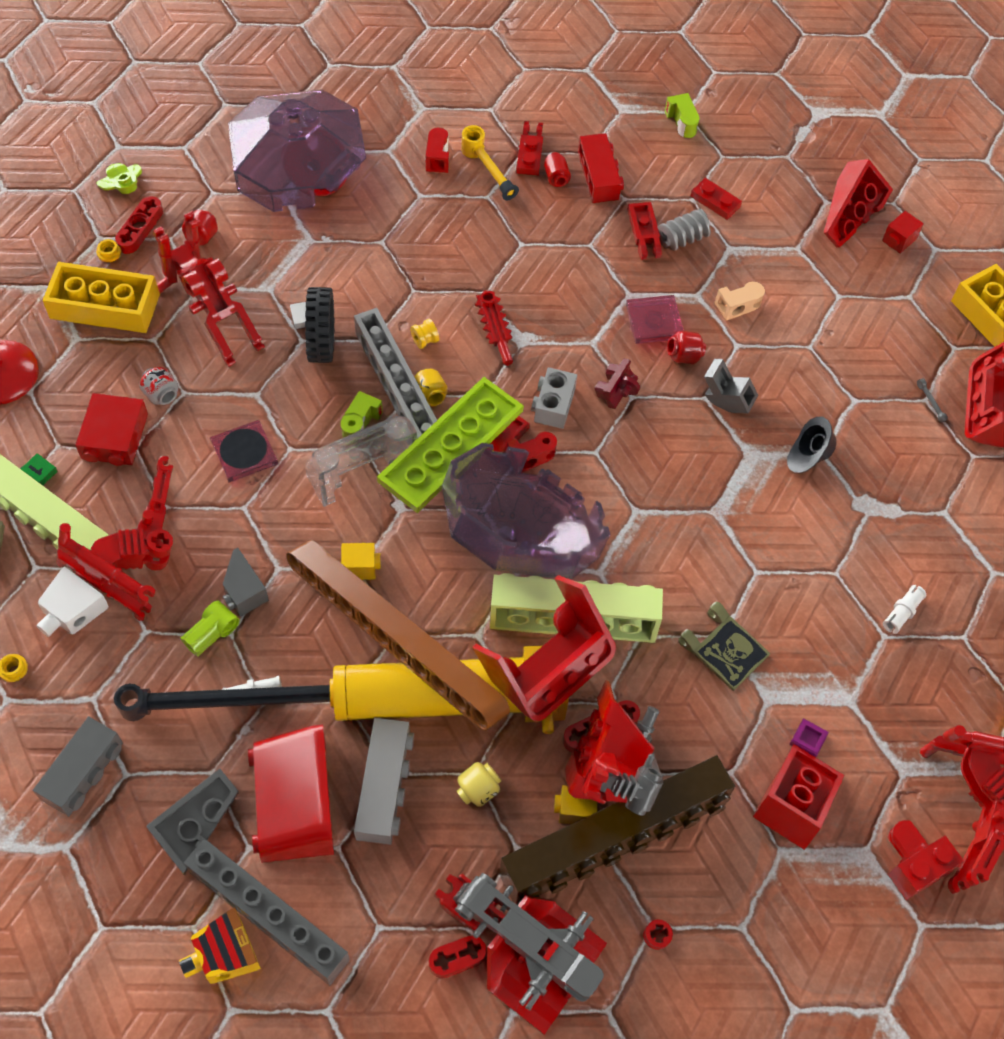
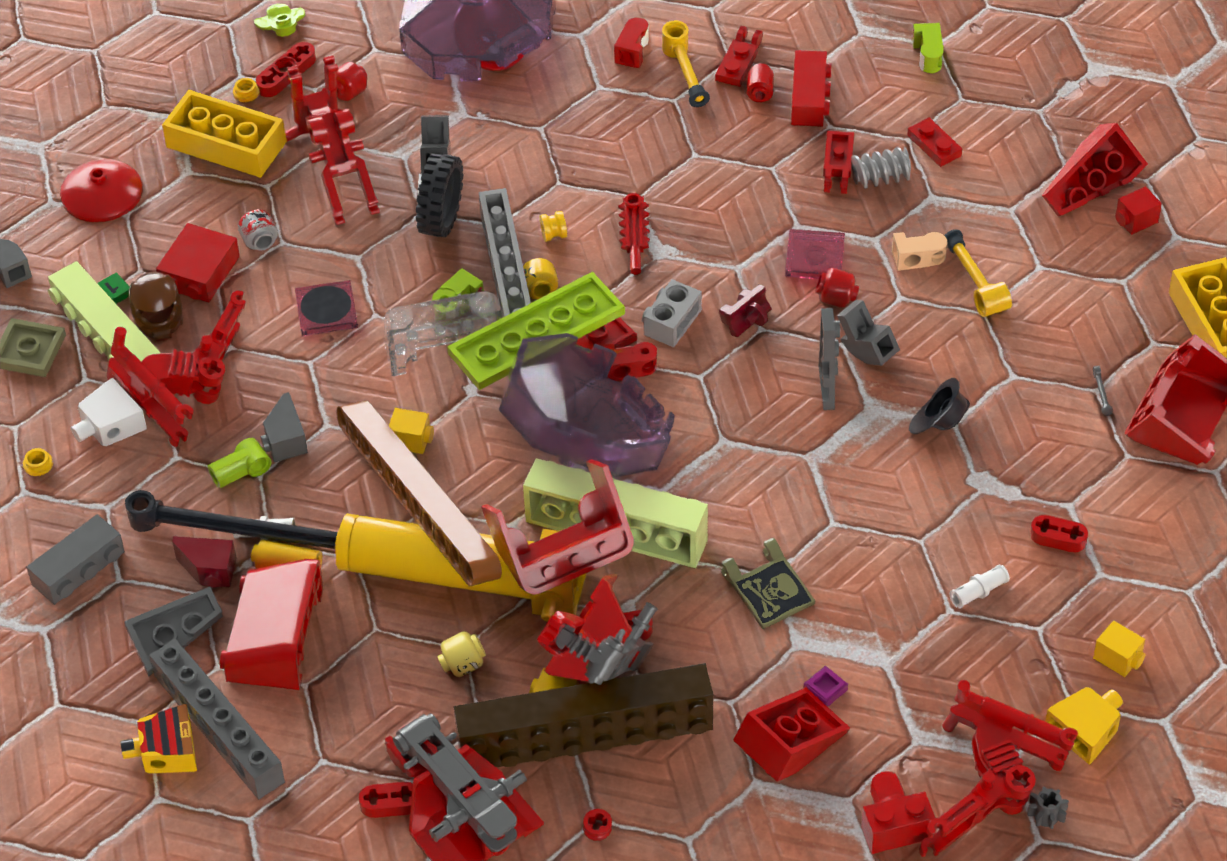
camera: 20 degrees right, 10 degrees down
(79, 473) = (151, 294): none -> reddish brown helmet
(207, 738) = (206, 559): none -> dark red slope
(281, 719) = (273, 553): none -> yellow brick
(296, 274) = (434, 137): none -> dark grey brick
(383, 780) = (367, 632): light grey brick -> none
(708, 418) = (827, 352): none -> dark grey wing
(814, 332) = (989, 297): none -> yellow piece
(948, 542) = (1059, 533): none -> red beam

